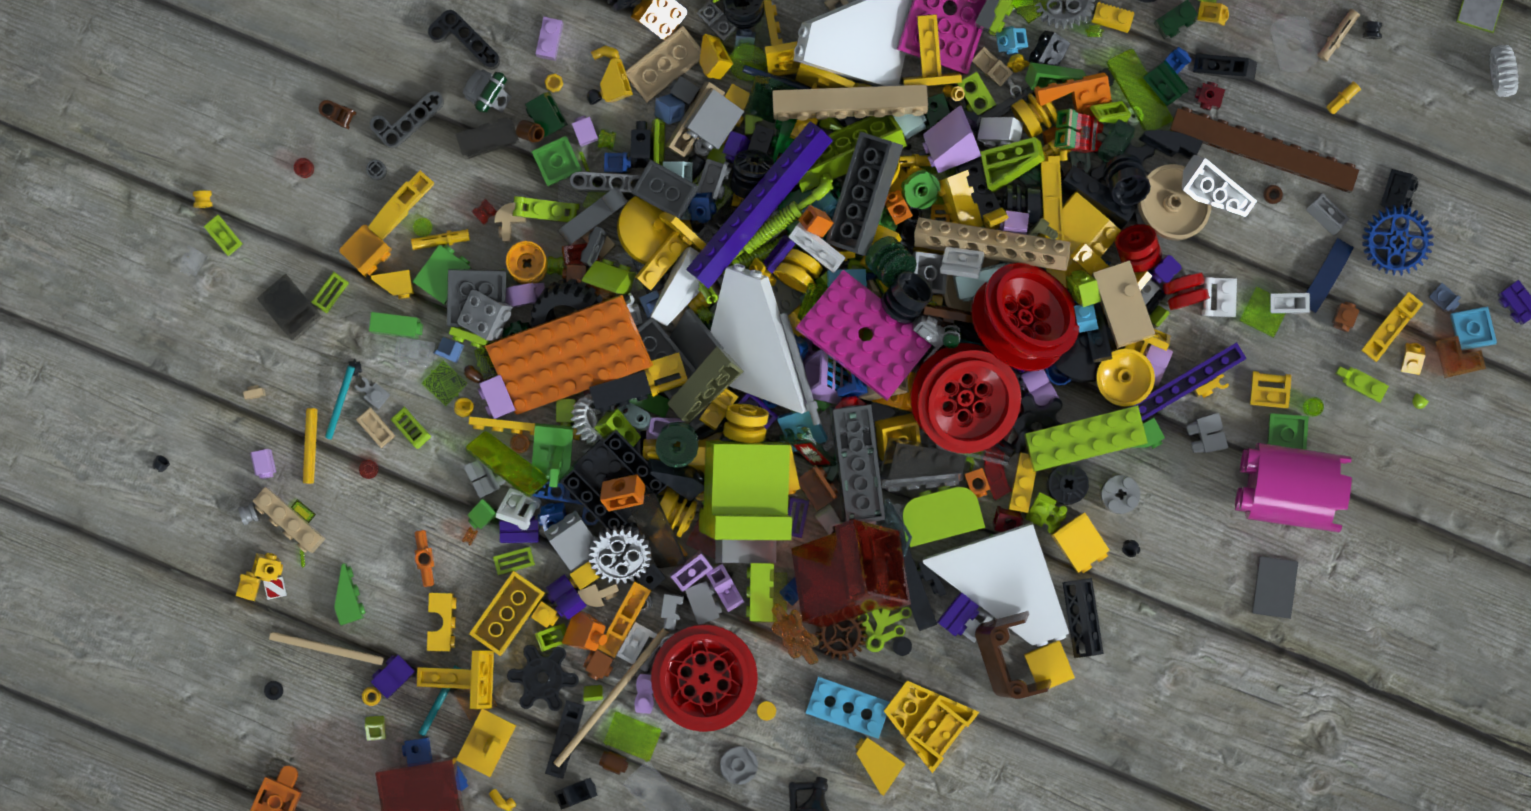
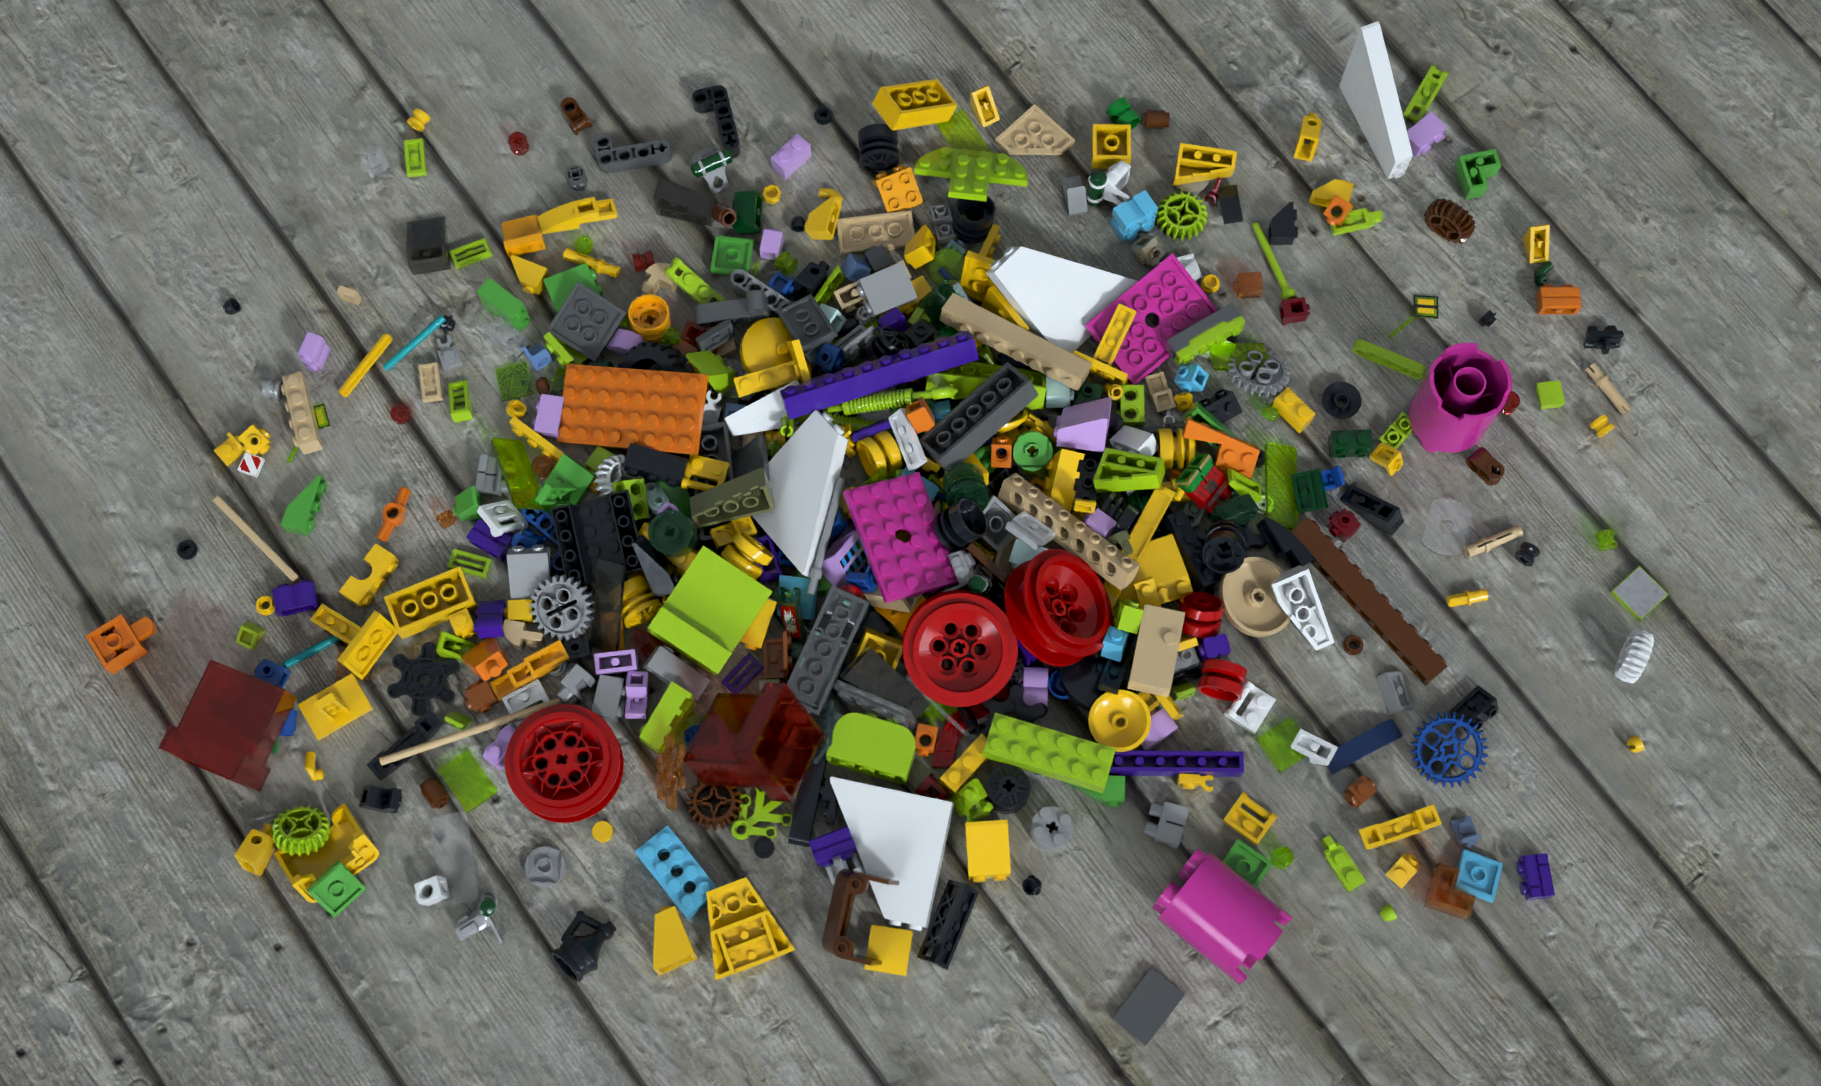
camera: 30 degrees right, 15 degrees down
(484, 316) = (583, 338): light grey bracket -> none
(622, 492) = (598, 549): orange brick -> none

